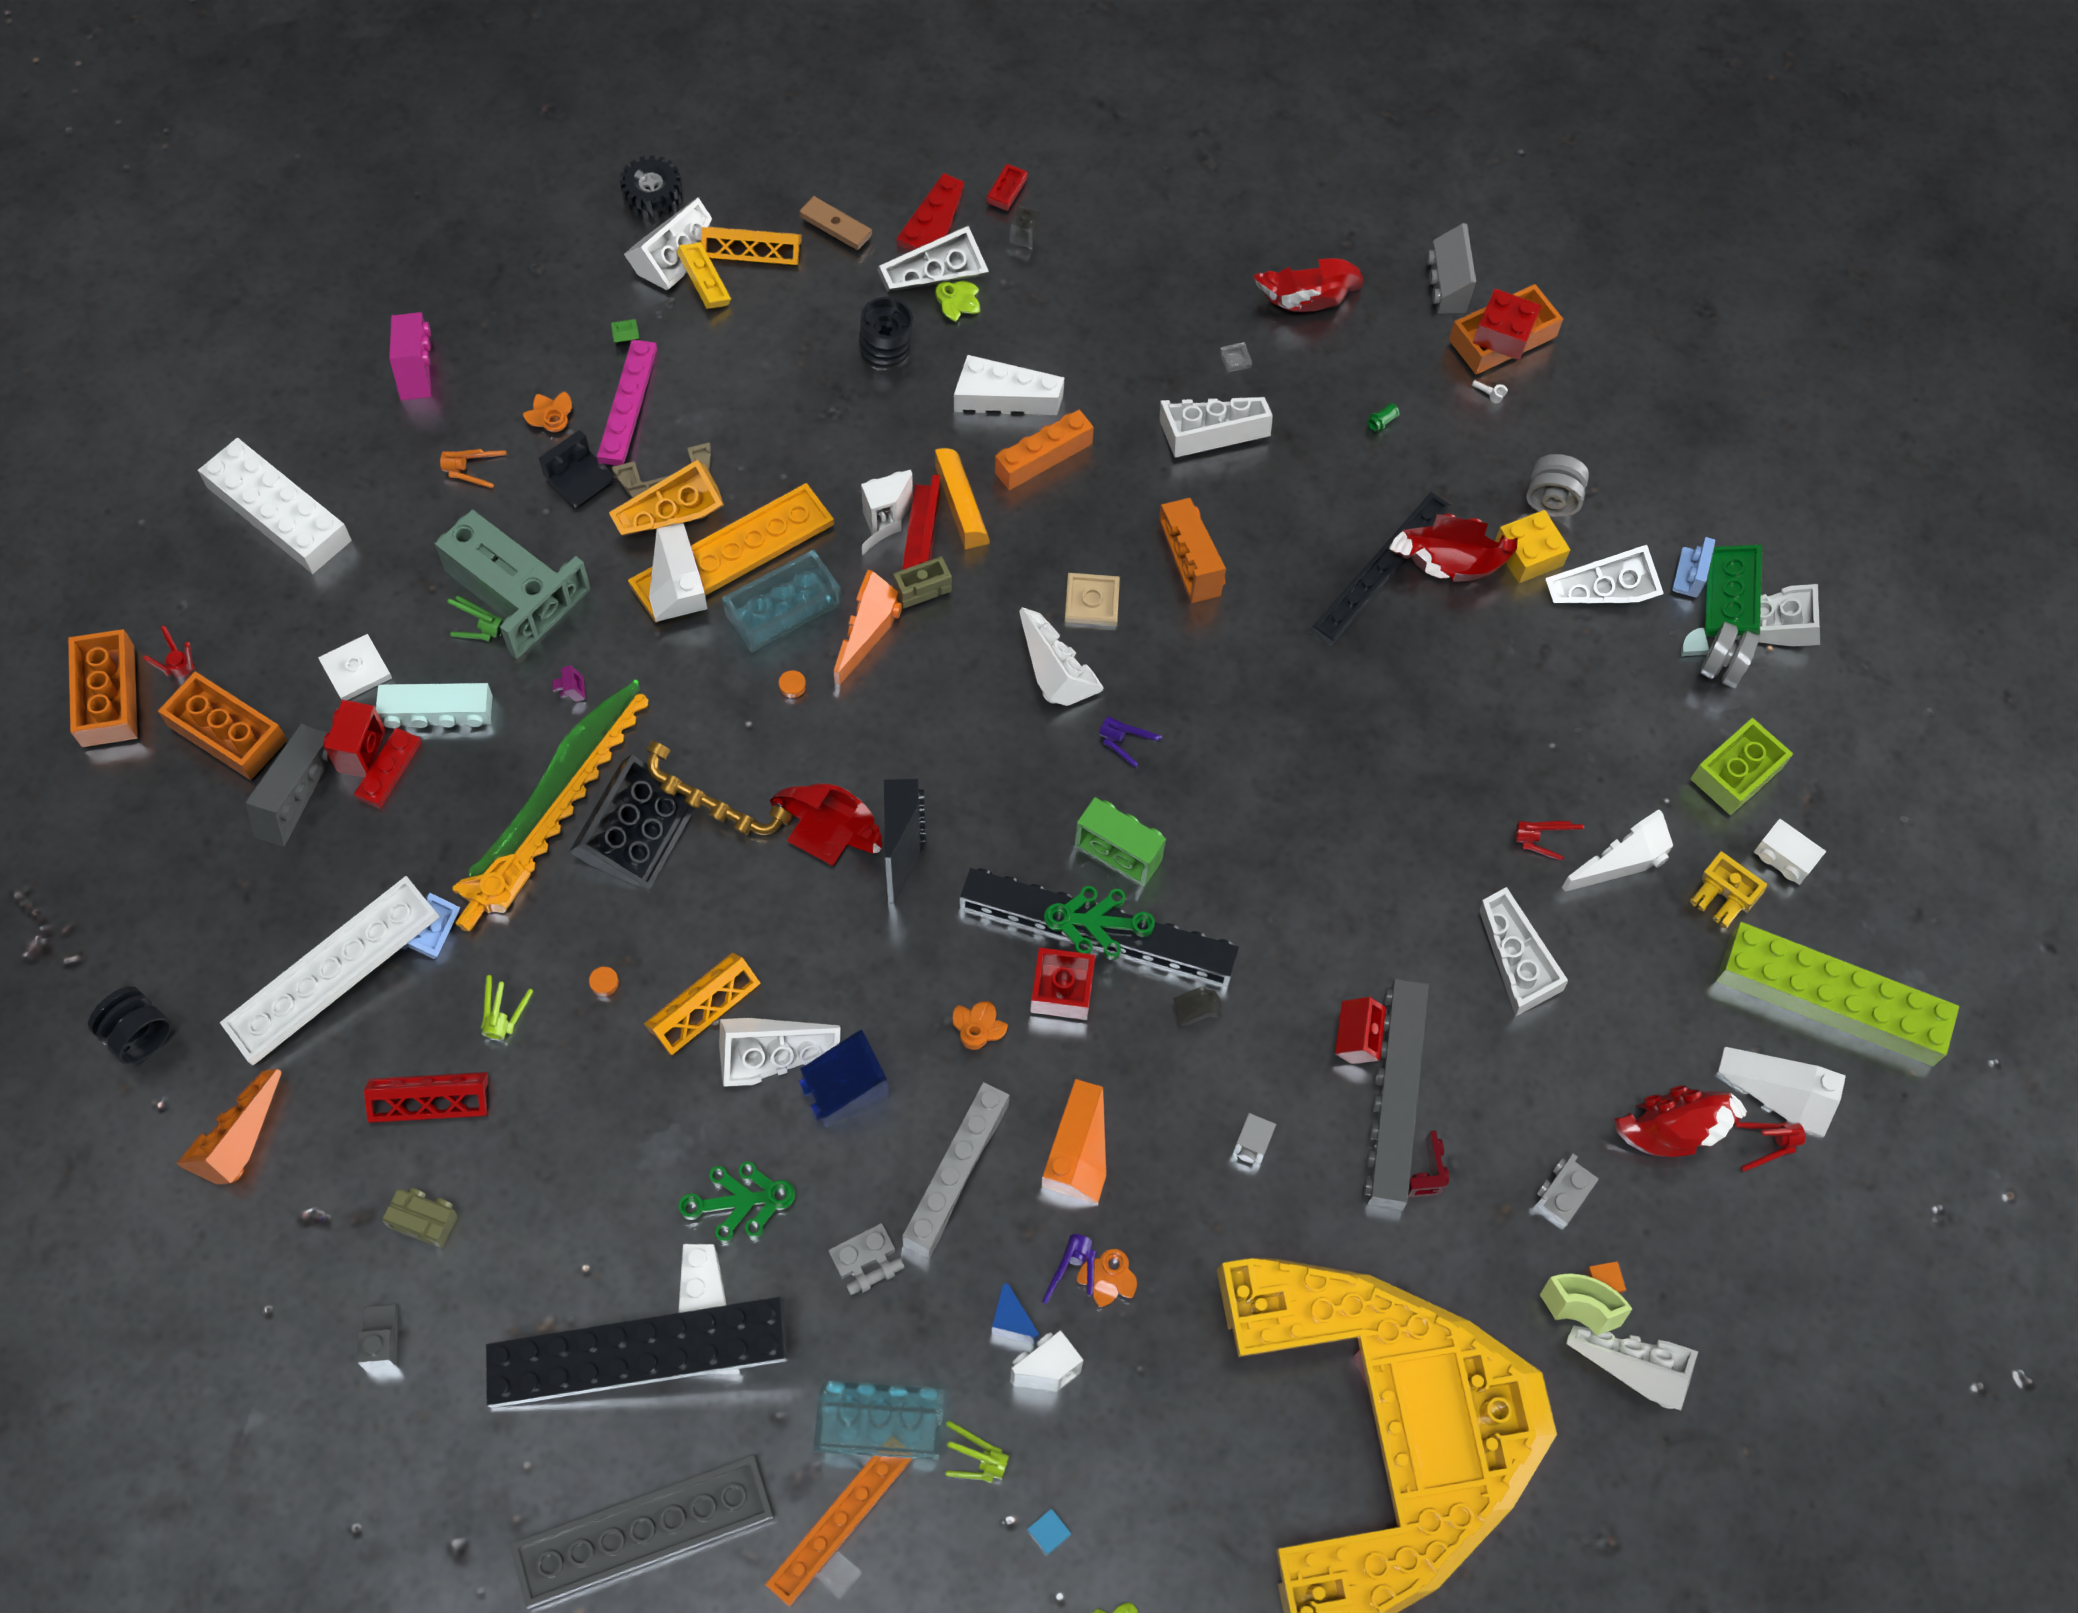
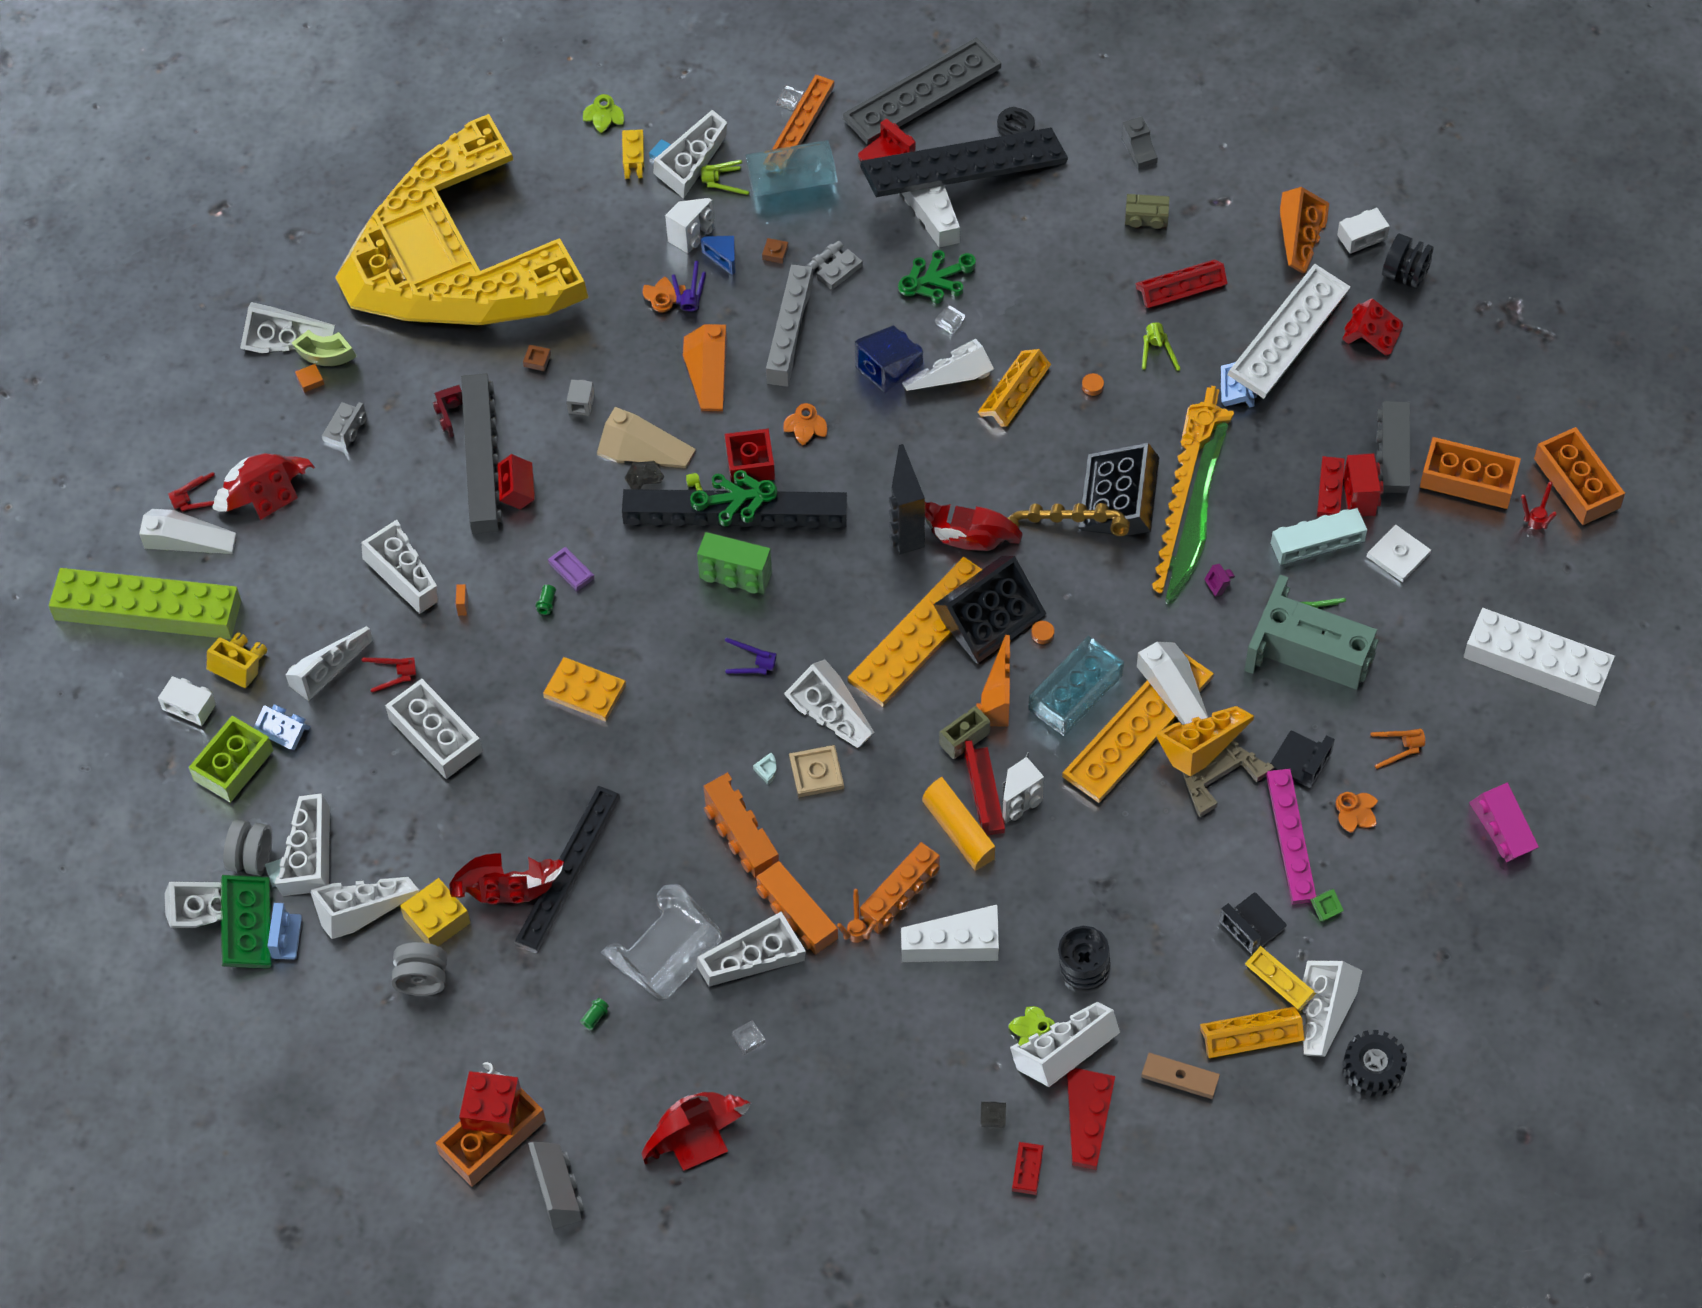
camera: 170 degrees right, 5 degrees down
(157, 1097) = (1363, 230): none -> white brick
(226, 958) = (1374, 325): none -> red bracket
(549, 1444) = (1005, 127): none -> black piece
(707, 332) = (1252, 922): none -> black bracket
(733, 1426) = (891, 142): none -> red bracket
(744, 1129) = (950, 319): none -> clear plate
(844, 713) = (989, 607): none -> black slope
(923, 723) = (909, 642): none -> light orange plate
(939, 1307) = (775, 250): none -> dark orange plate
(1012, 1500) = (682, 161): none -> white wedge
(1093, 1545) = (633, 152): none -> yellow hinge
(1100, 422) = (856, 928): none -> orange plant
(1138, 984) = (693, 480): none -> lime hand
(1145, 616) = (766, 768): none -> light aqua tile
(1154, 458) = (797, 906): none -> orange brick
(1194, 1056) = (636, 440): none -> tan wedge
(1299, 1219) = (536, 357): none -> dark orange plate
(1302, 459) = (670, 946): none -> clear windscreen
(1312, 910) = (571, 569): none -> medium lavender tile
(1325, 757) = (584, 689): none -> light orange plate
(1352, 868) = (544, 605): none -> green pin
(1451, 896) = (461, 599): none -> orange tile
(1507, 741) = (434, 728): none -> white brick
(1661, 643) = (307, 850): none -> white wedge
(1678, 800) = (280, 726): none -> light blue bracket

